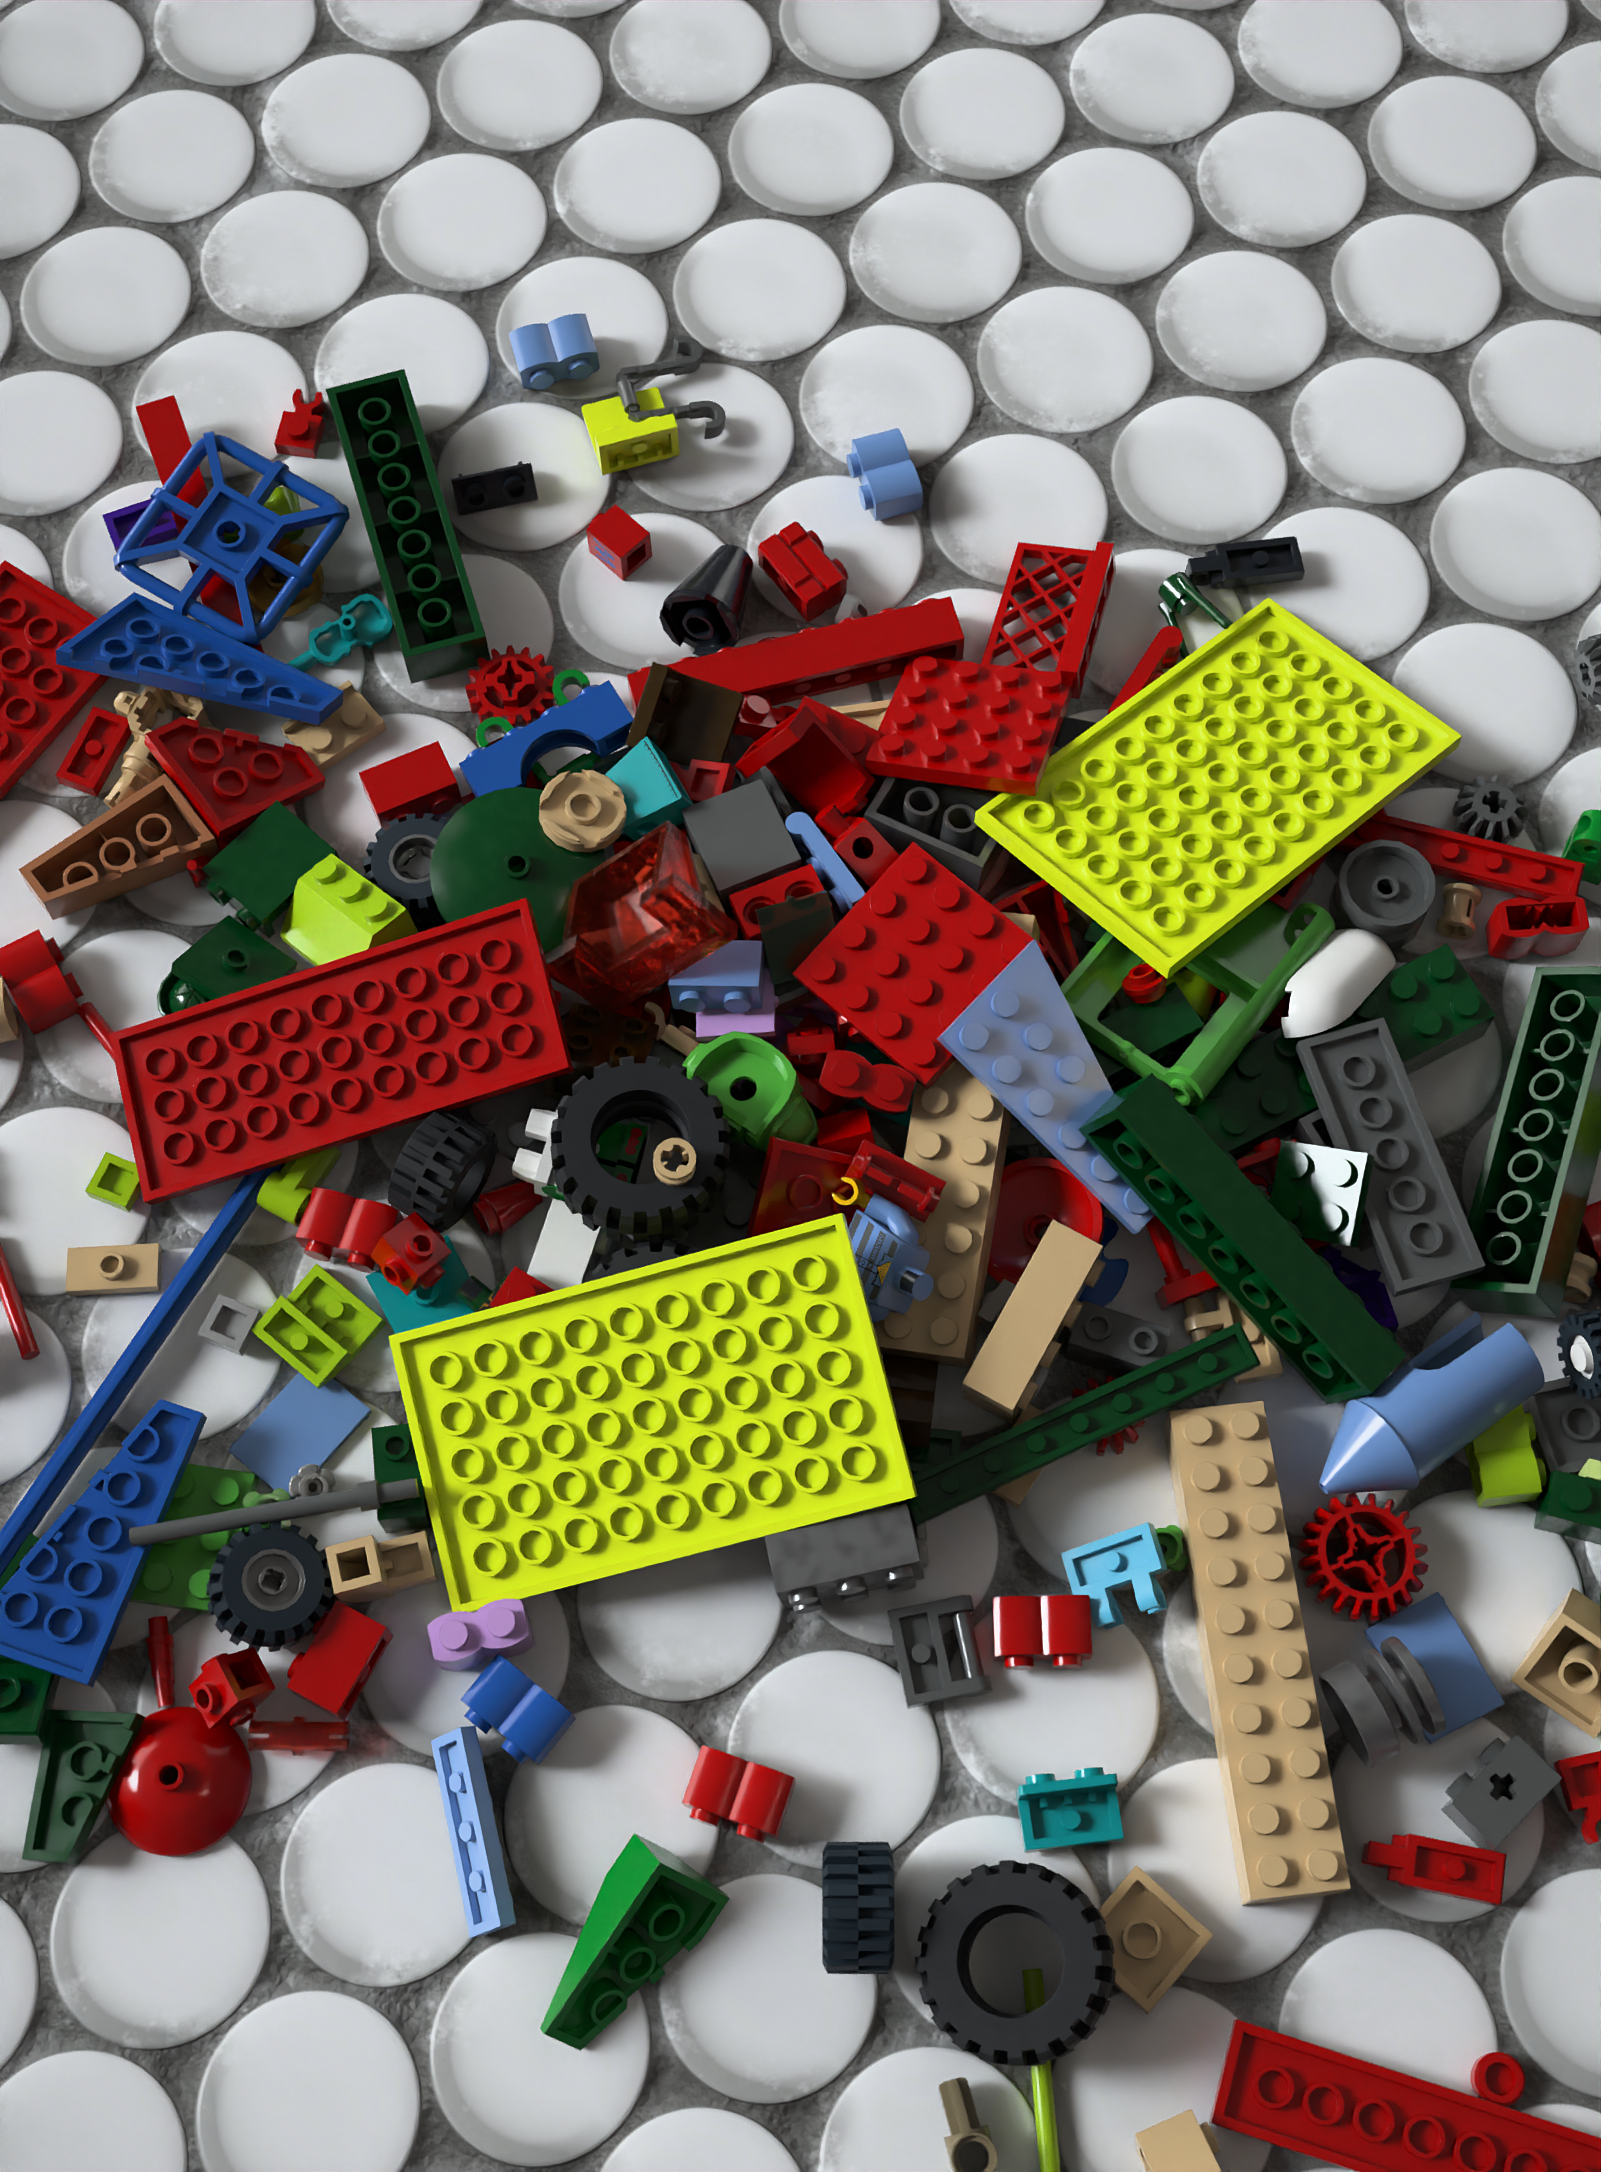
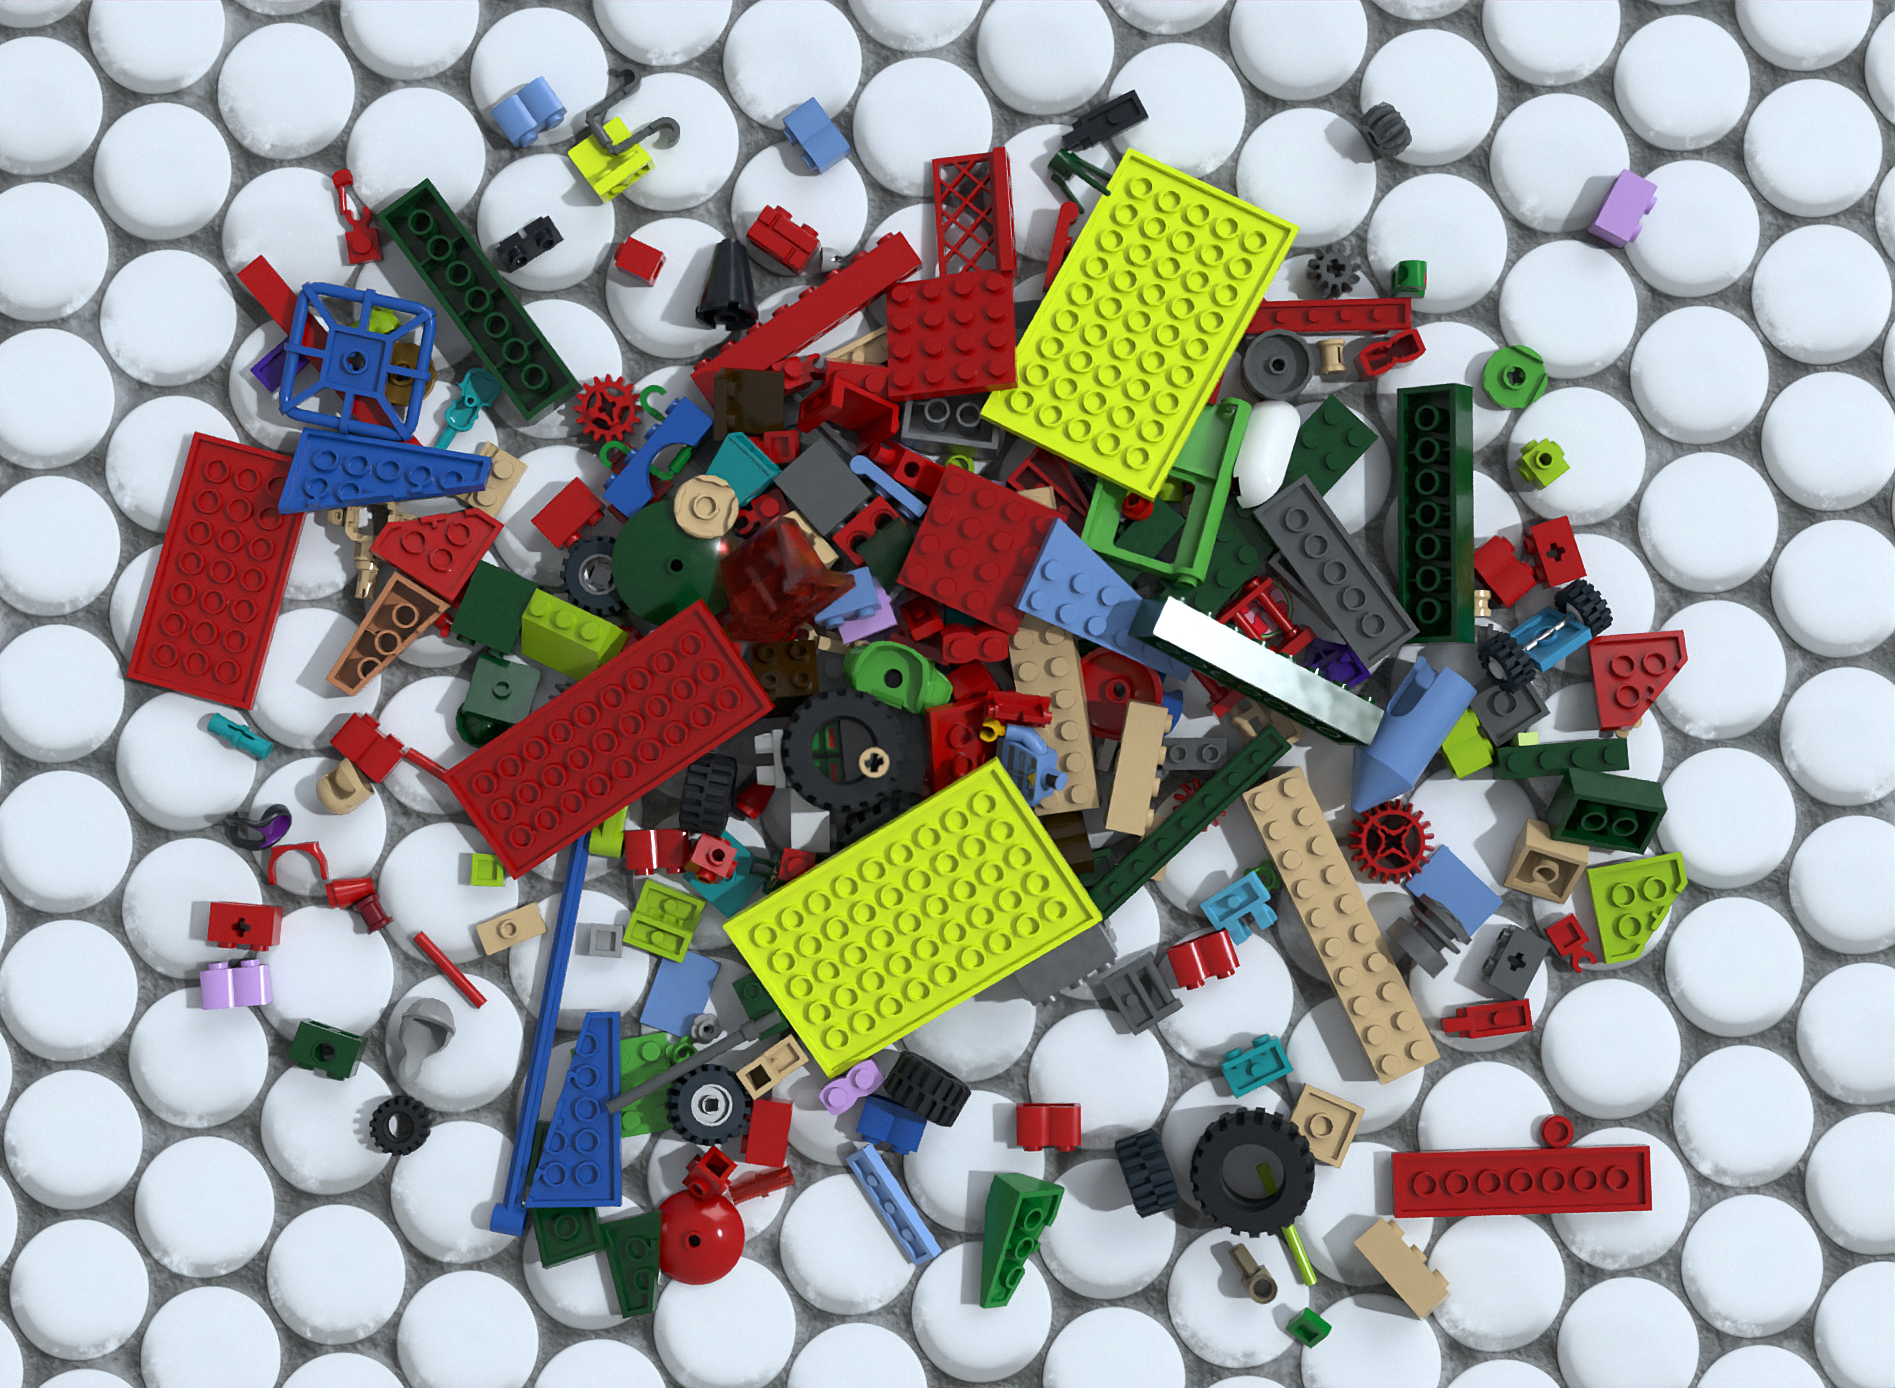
camera: 20 degrees left, 20 degrees up
(94, 751) = (329, 559): red plate -> none
(161, 1657) = (655, 1168): red animal -> none
(305, 359) = (342, 179): none -> red hand
(583, 1668) = (926, 1089): none -> black tyre
(1322, 1191) = (1297, 614): dark green plate -> none

